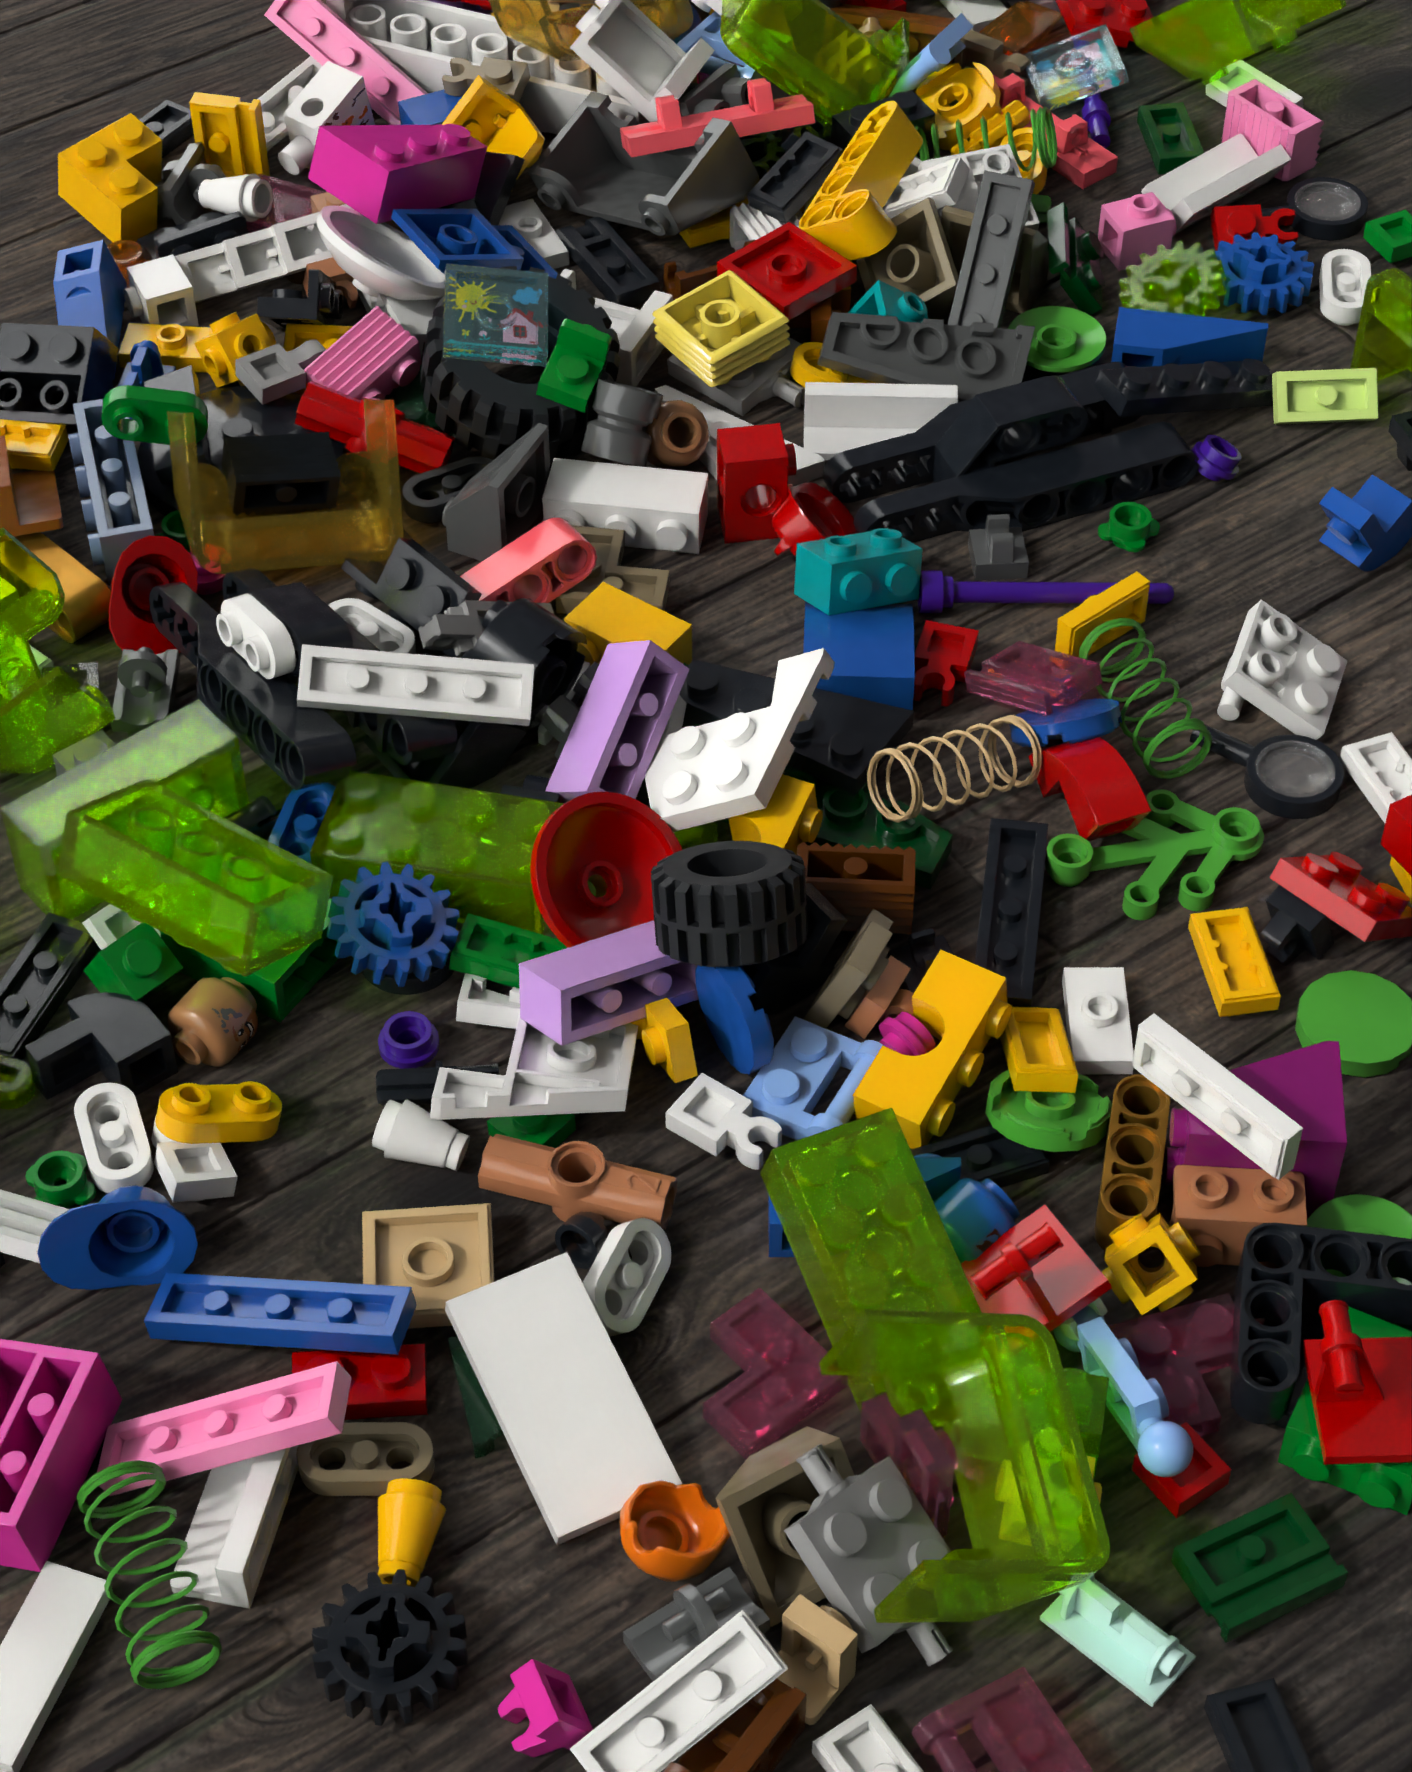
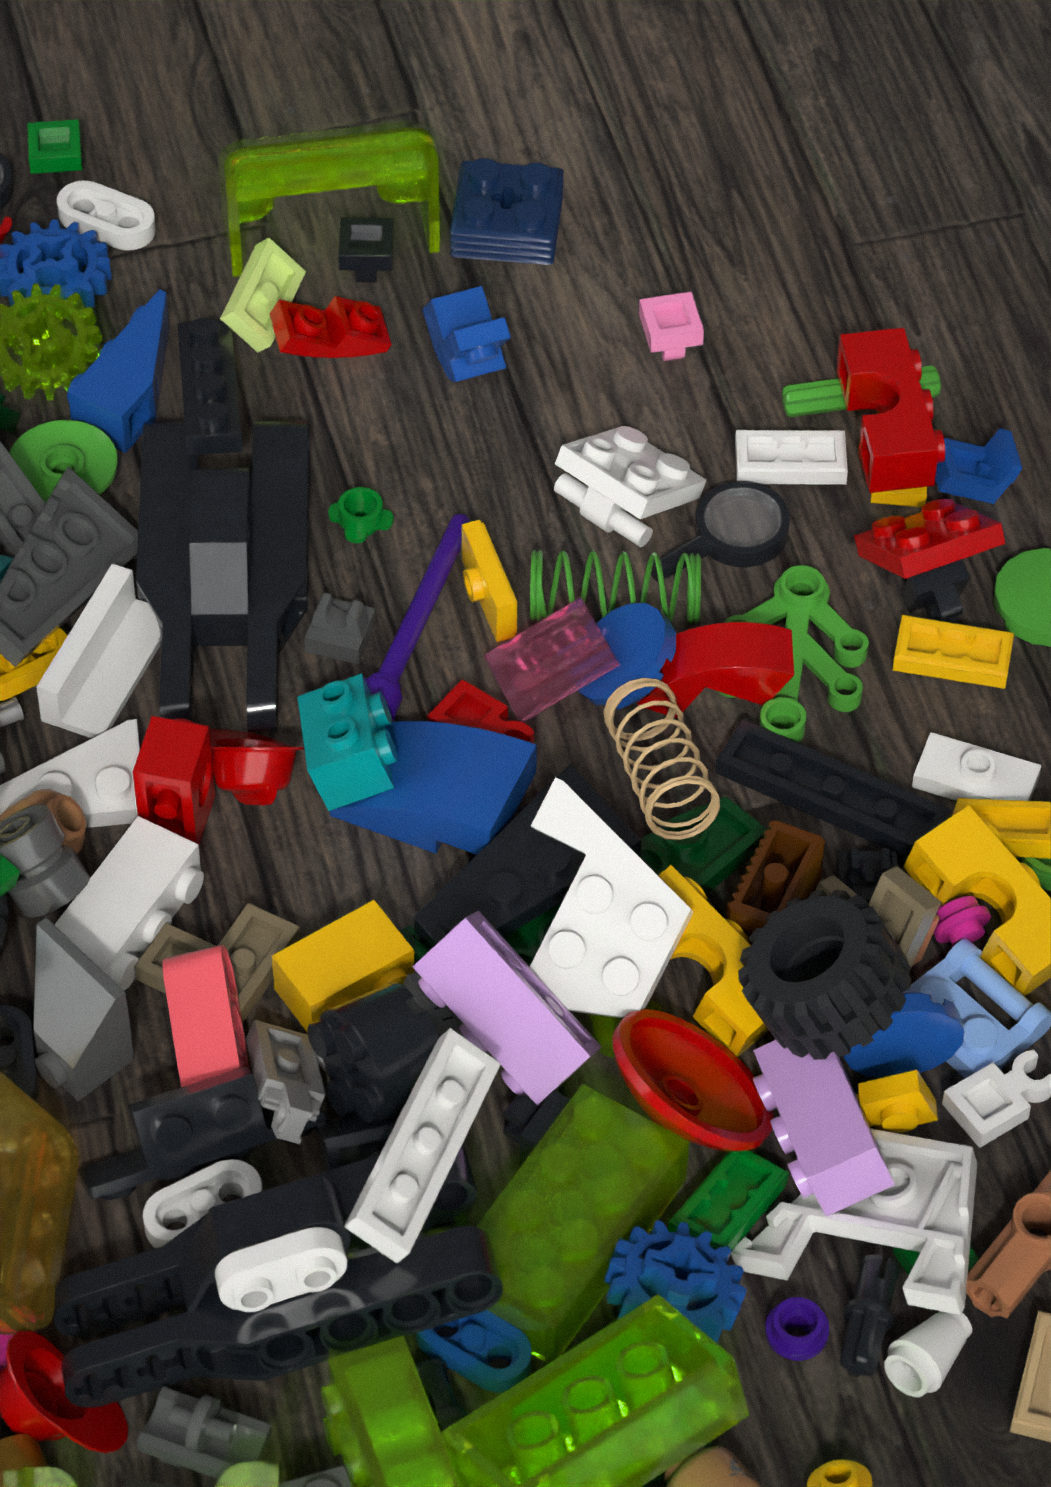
camera: 70 degrees left, 5 degrees up
(1217, 458) = (305, 406): dark purple plate -> none
(1319, 450) = (339, 331): none -> red slope

